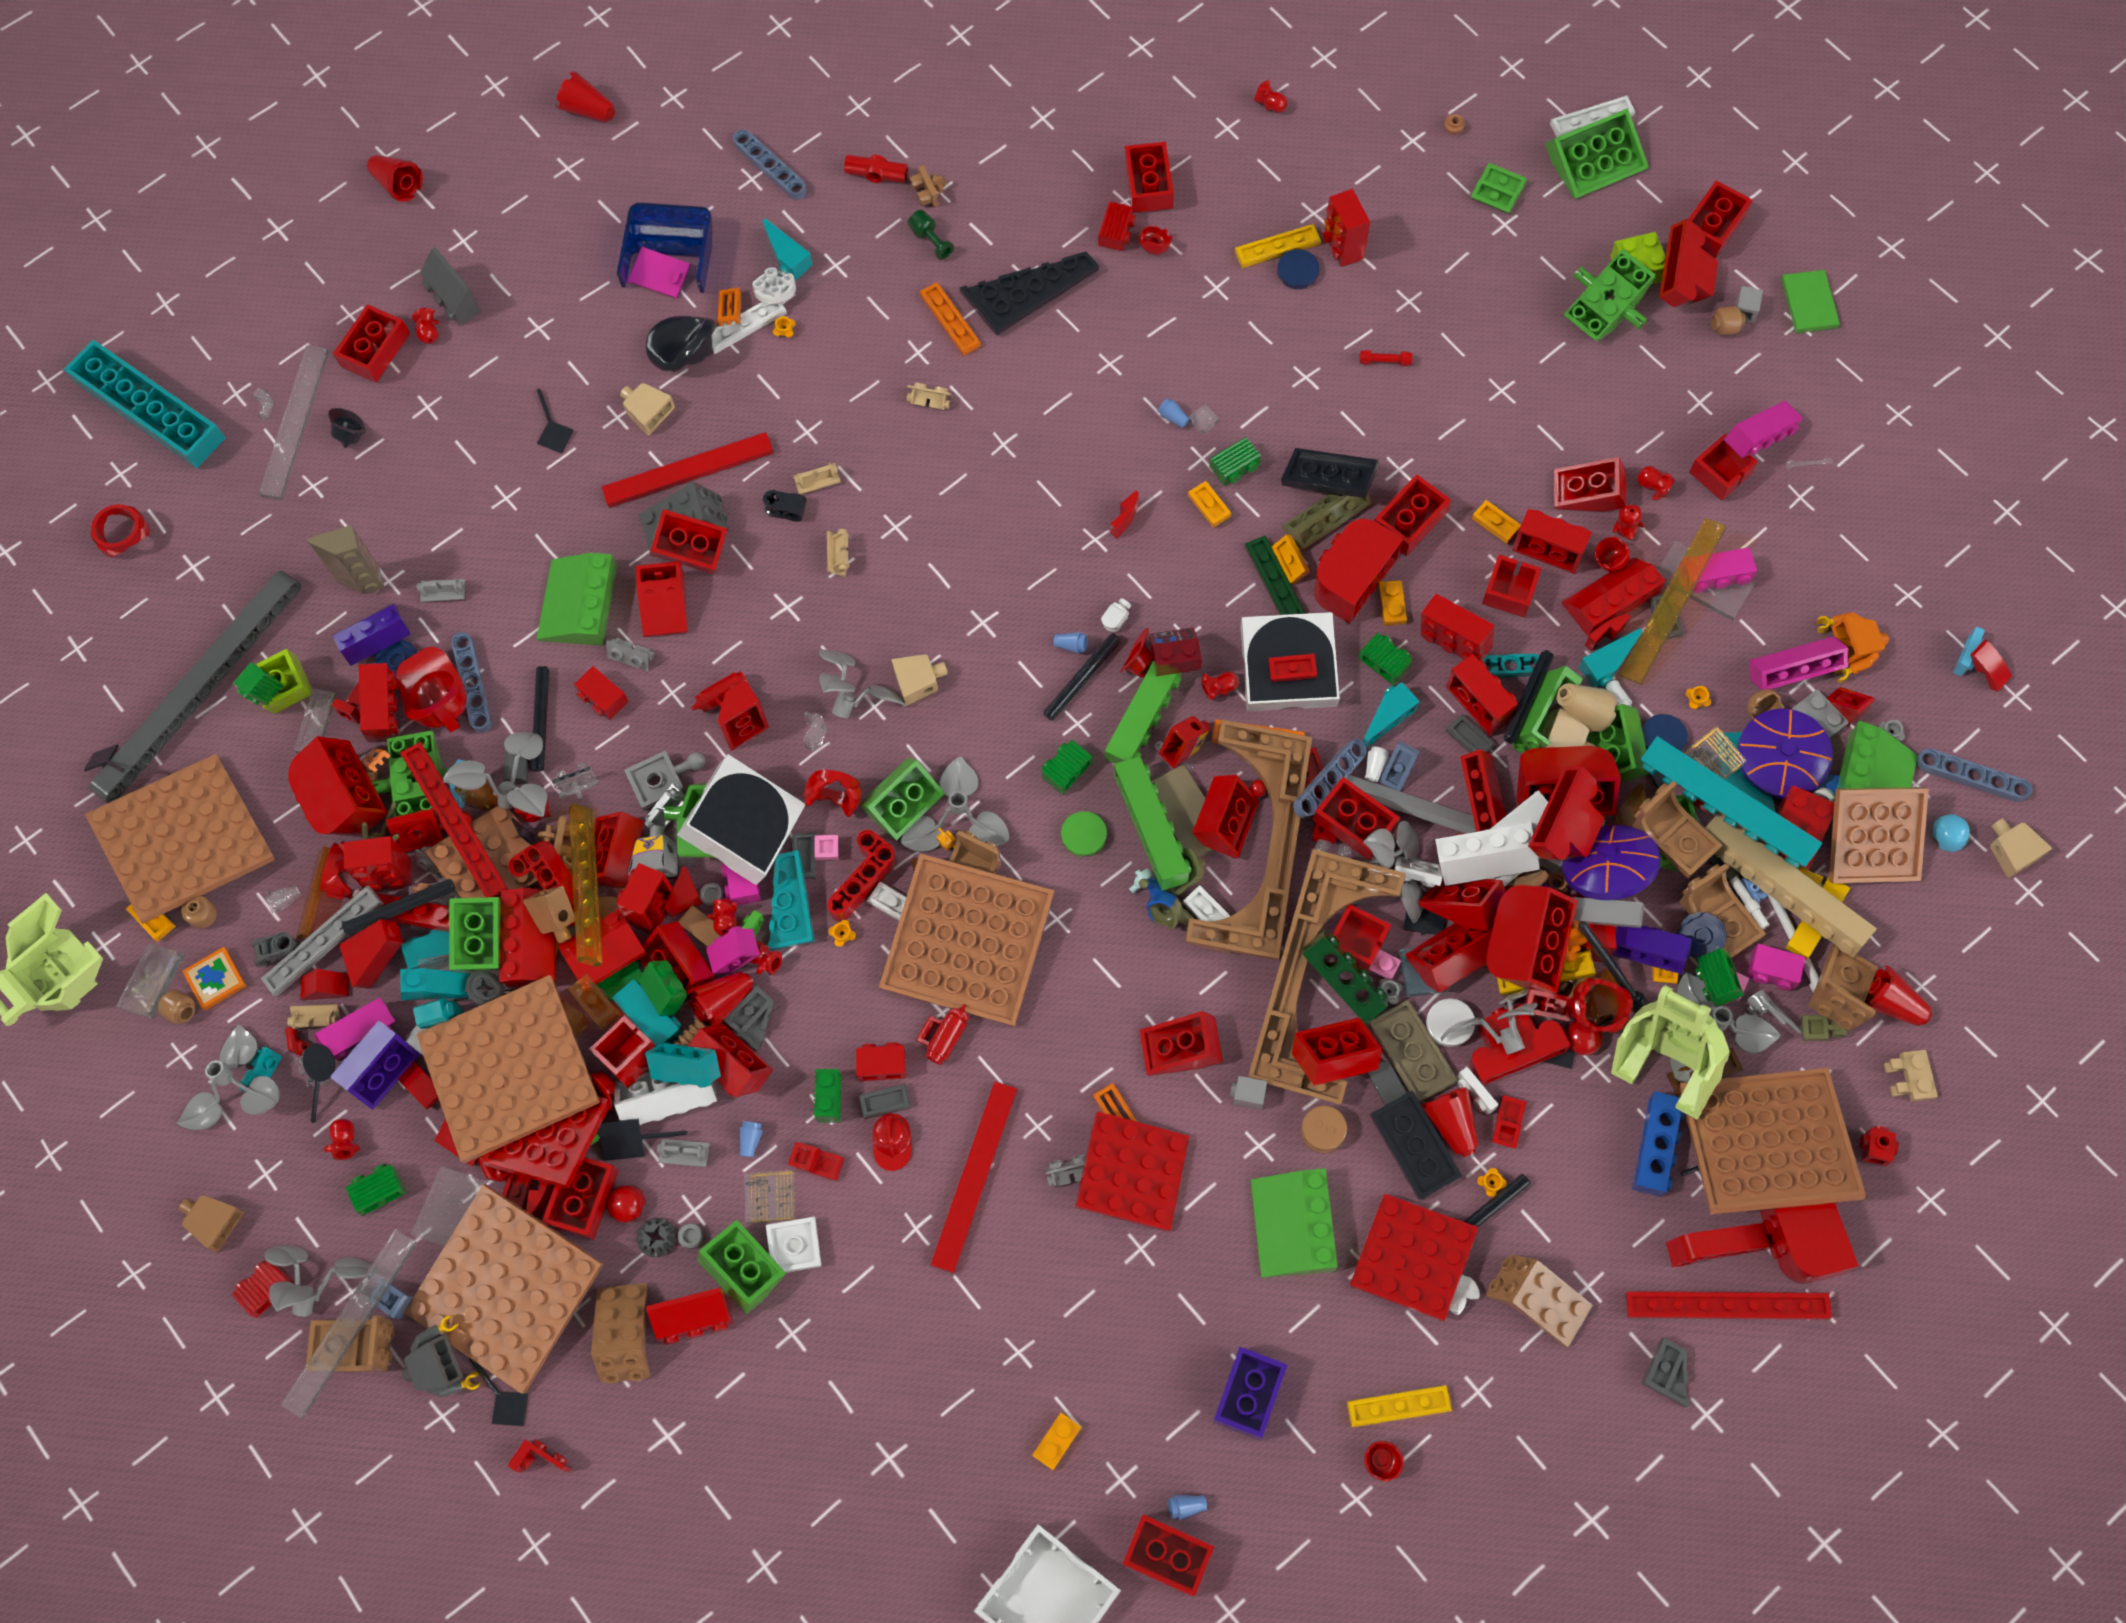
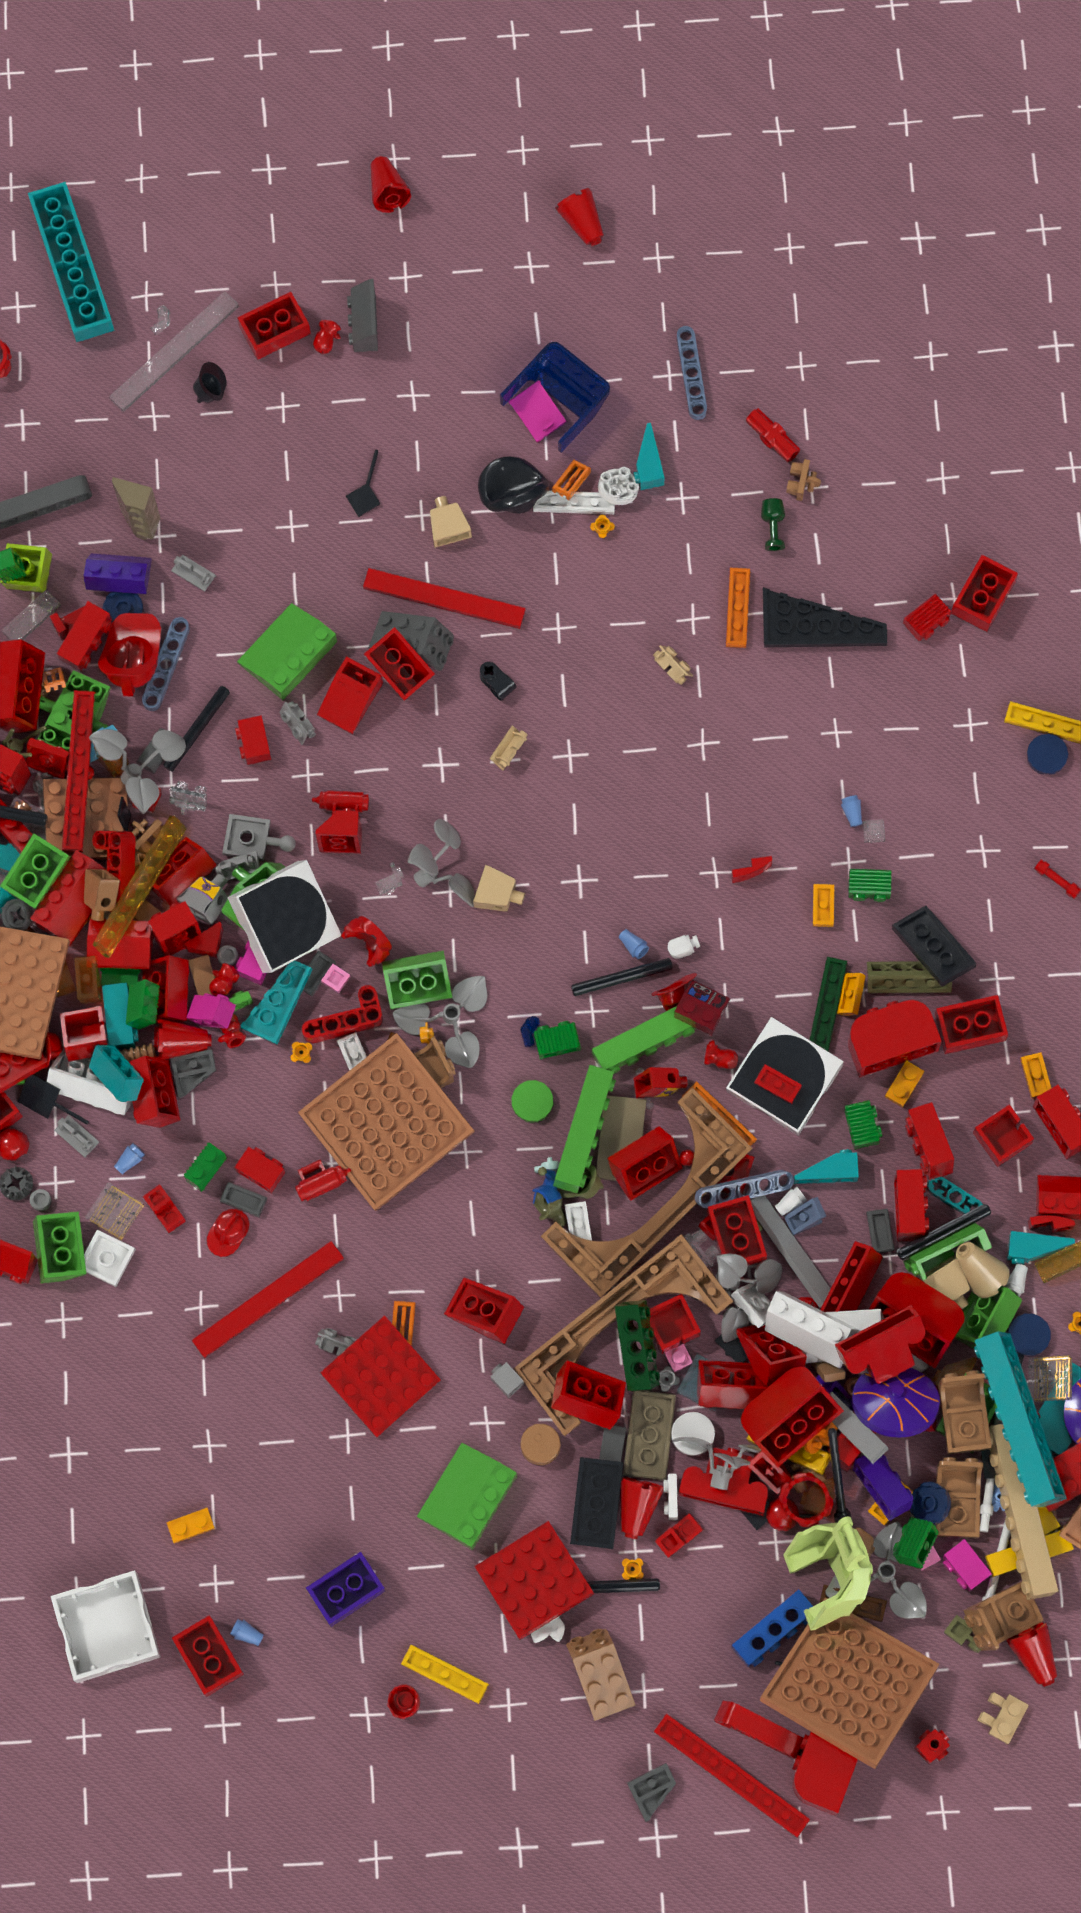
camera: 35 degrees right, 5 degrees up
(817, 478) = (537, 674): tan hinge -> none
(1032, 775) = (528, 1029): none -> clear blue arm
(1155, 240) = (949, 651): red hair -> none
(1762, 1003) = (934, 1584): light grey plant -> none

